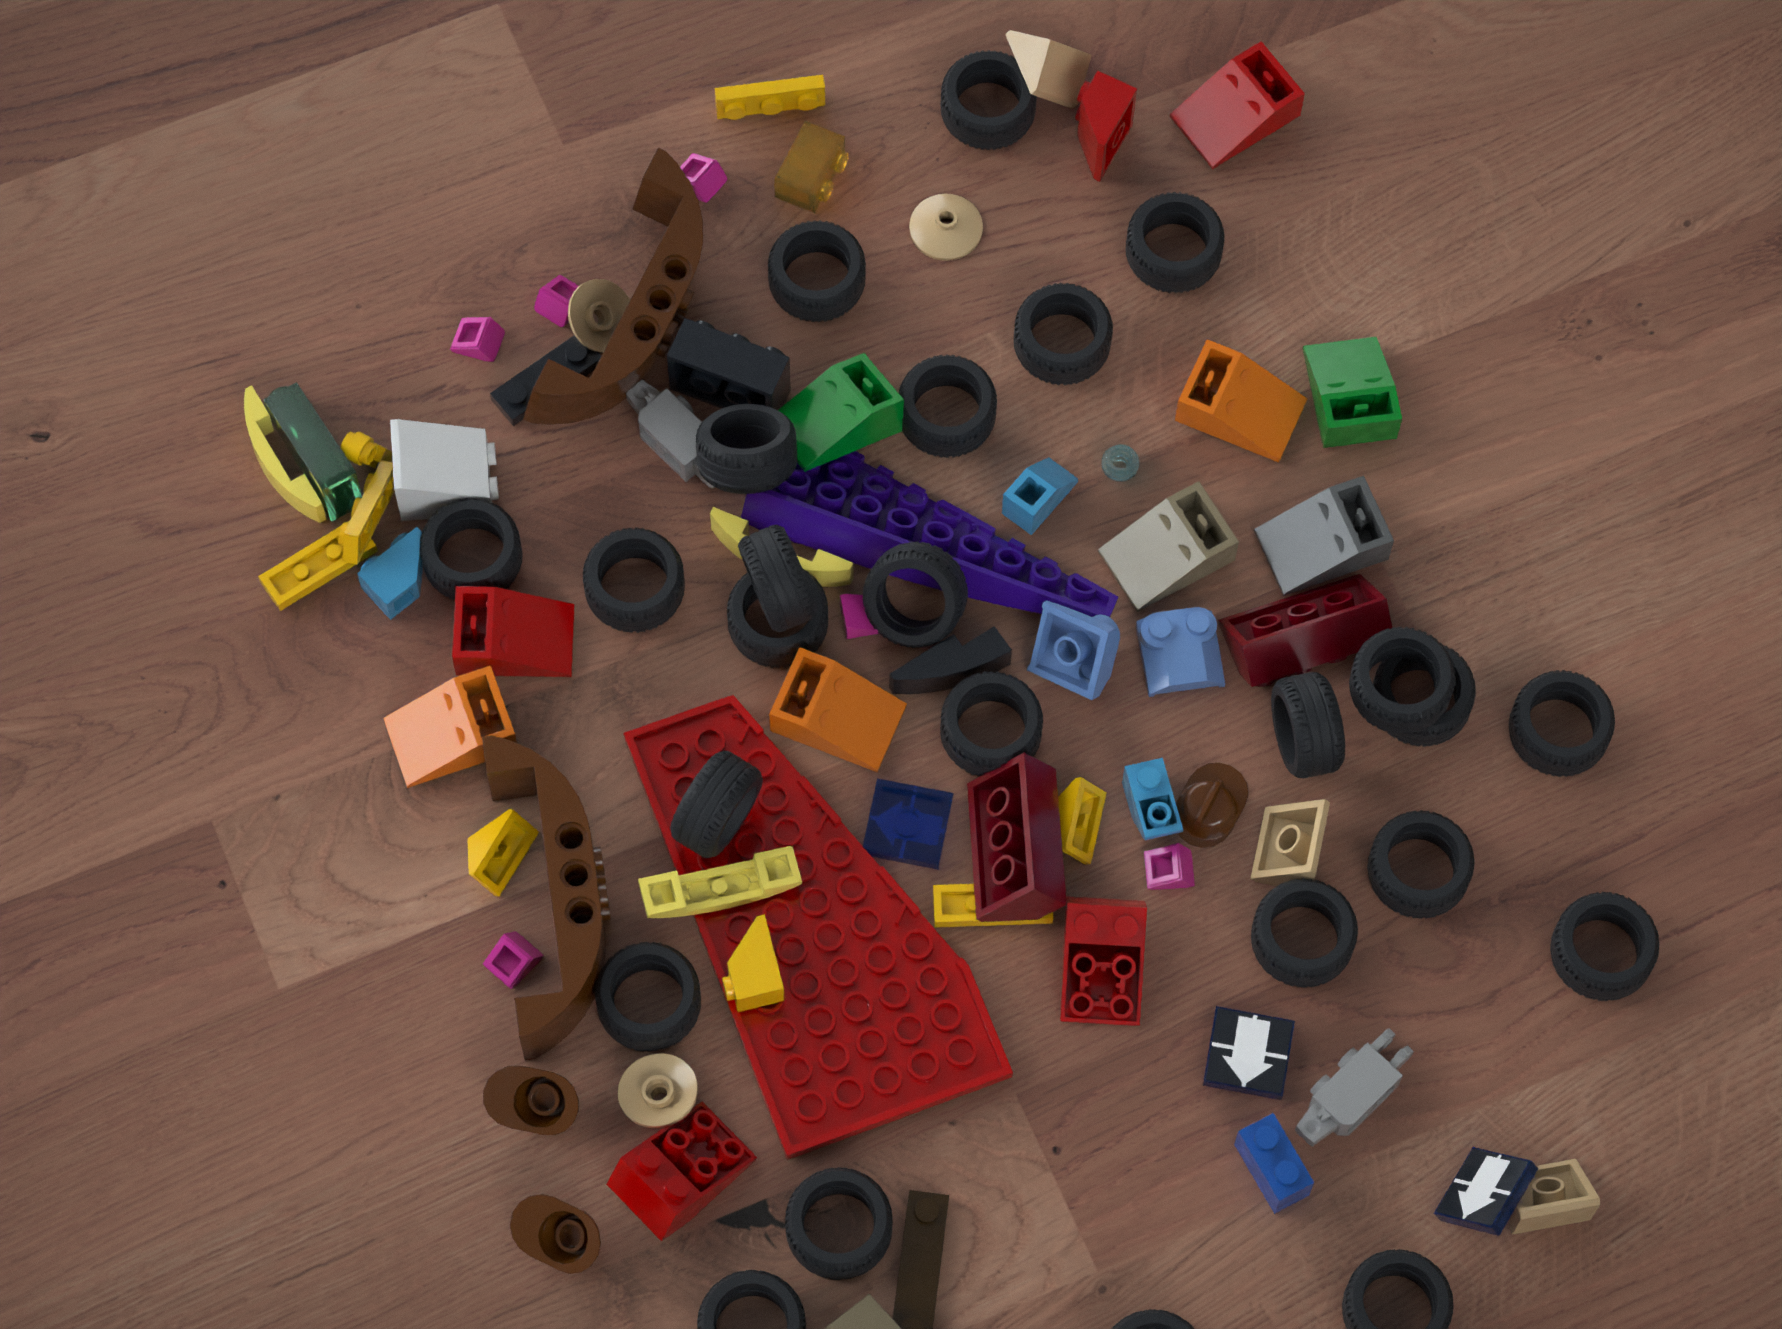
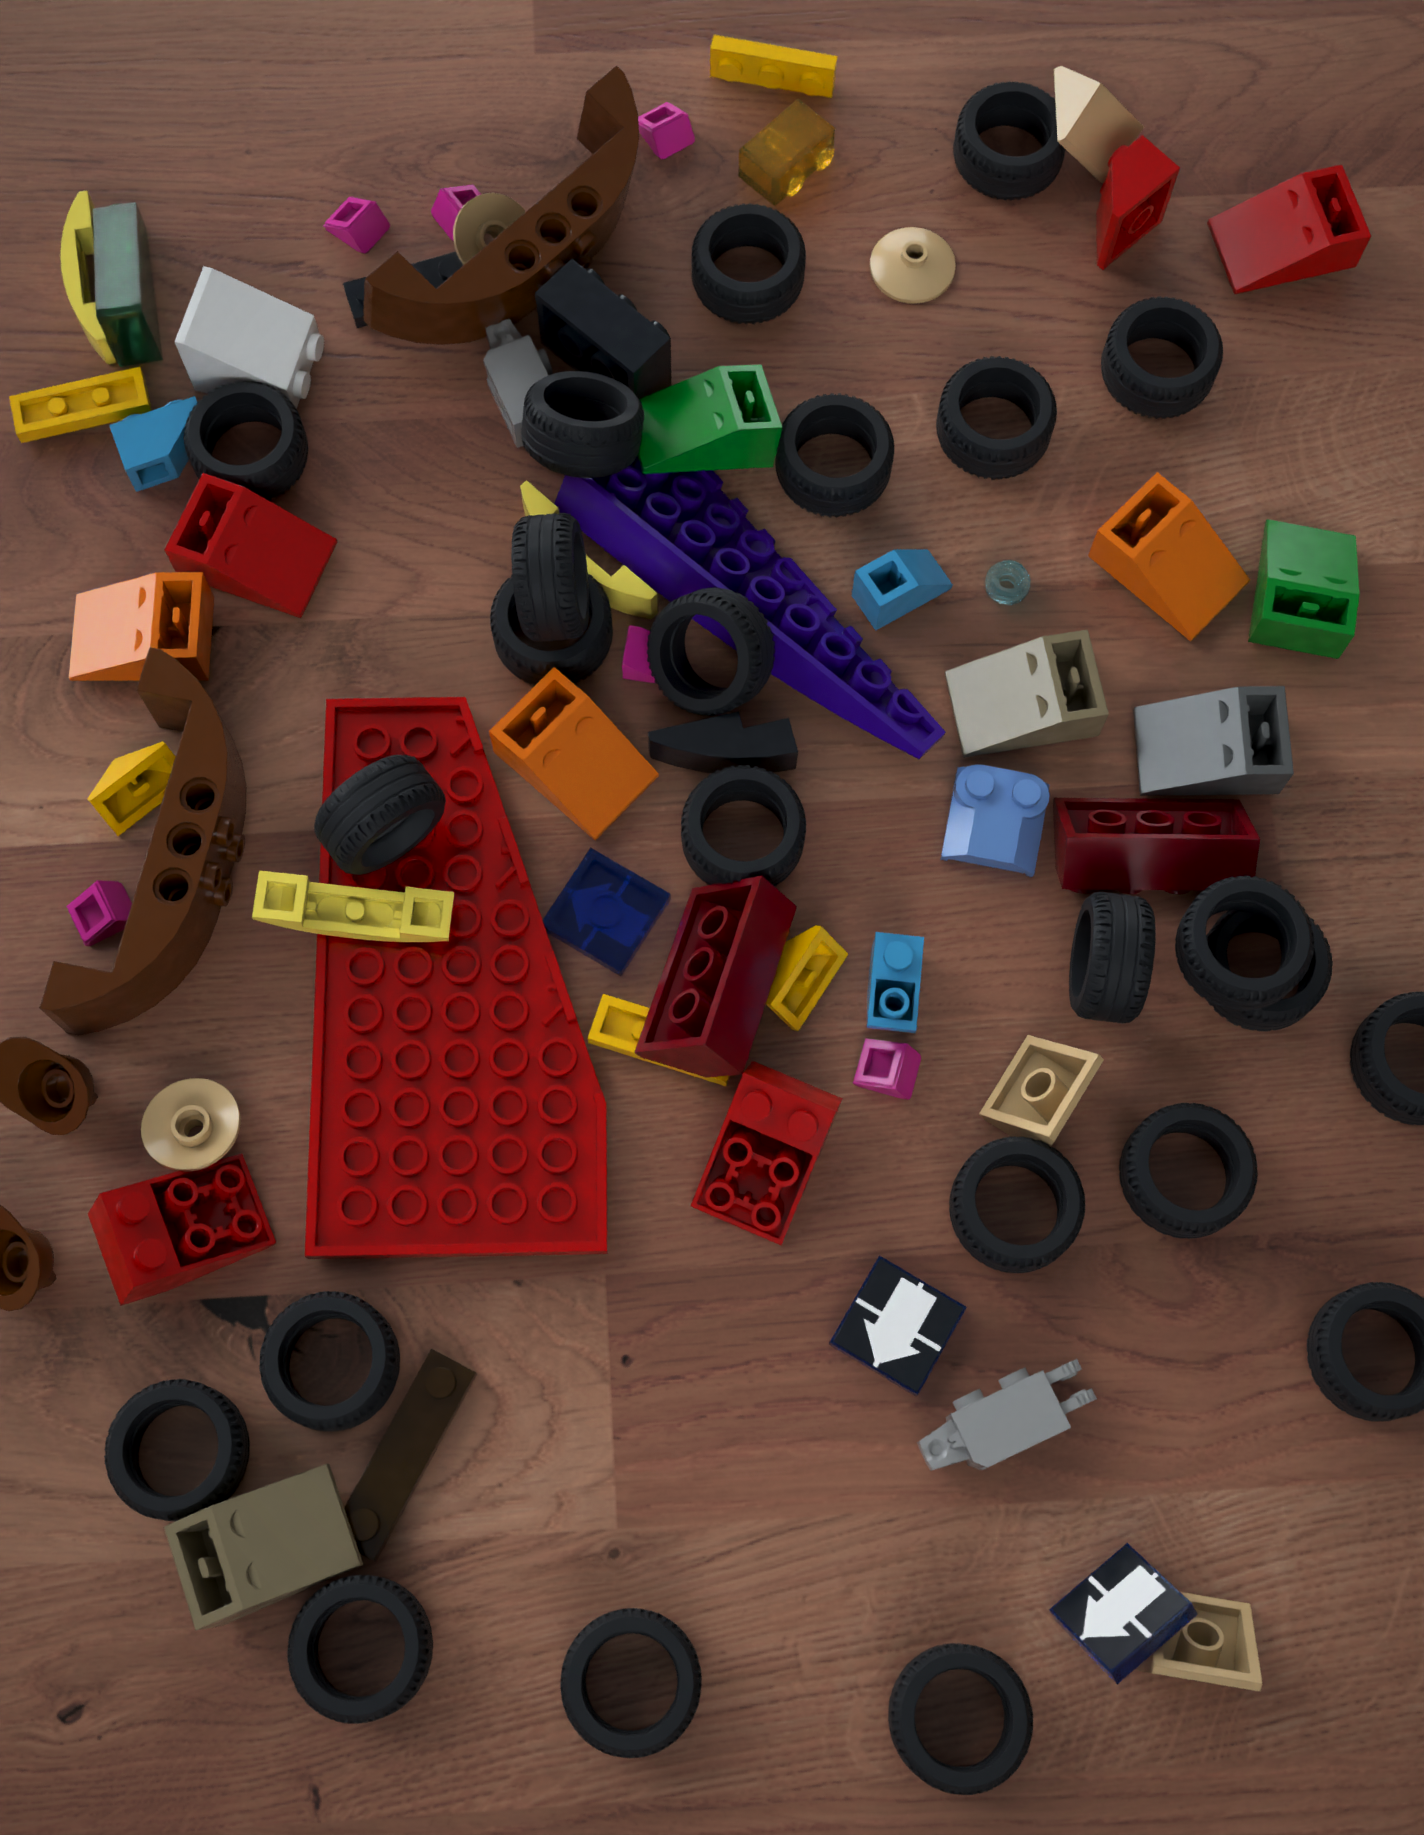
camera: 20 degrees right, 5 degrees up
(362, 449) = (167, 291): yellow plate -> none
(367, 512) = (139, 370): yellow plate -> none
(626, 545) = (402, 493): black tyre -> none
(642, 958) = (197, 972): black tyre -> none
(754, 970) = (352, 1021): yellow slope -> none
(1075, 649) = (872, 776): medium blue slope -> none
(1211, 804) = (964, 1010): reddish brown piece -> none
(1274, 1163) = (875, 1477): blue brick -> none

